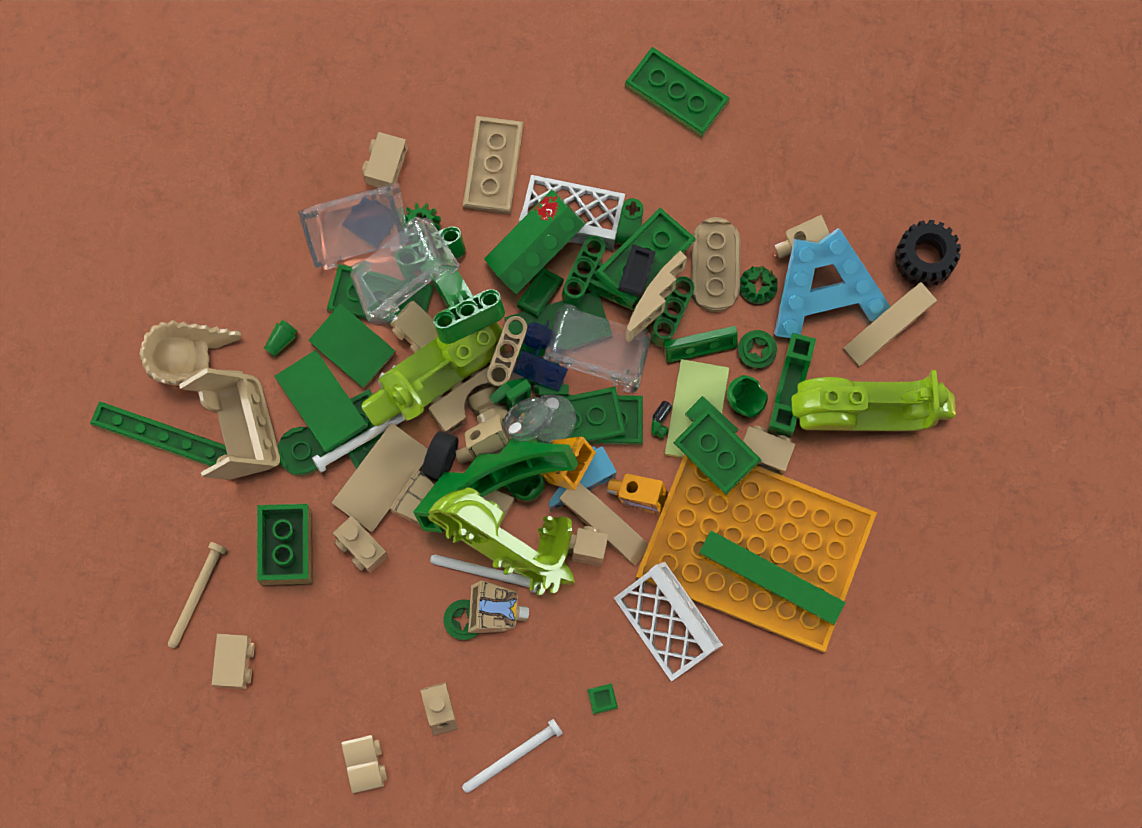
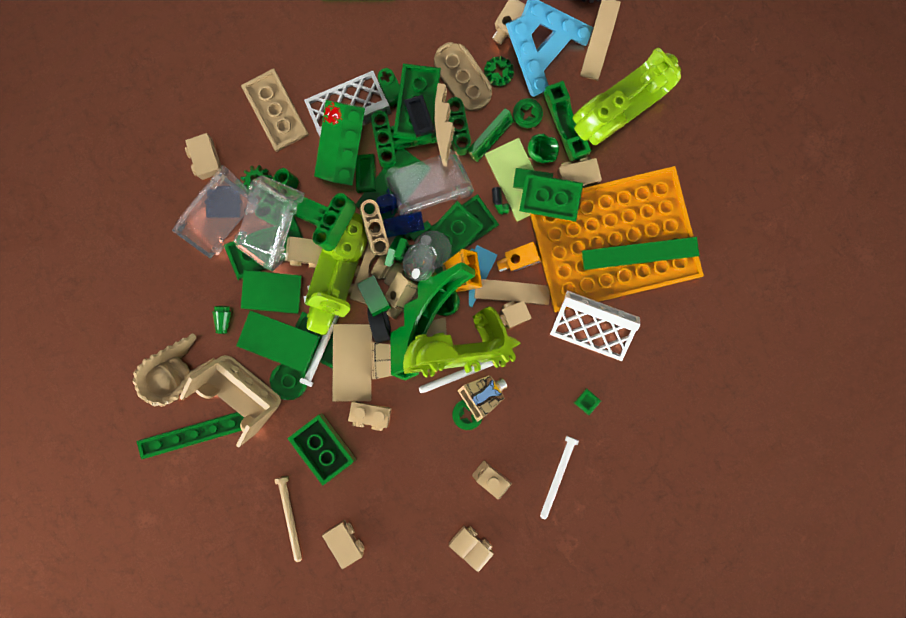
camera: 30 degrees left, 10 degrees up
(454, 421) = (373, 296): none -> green tile

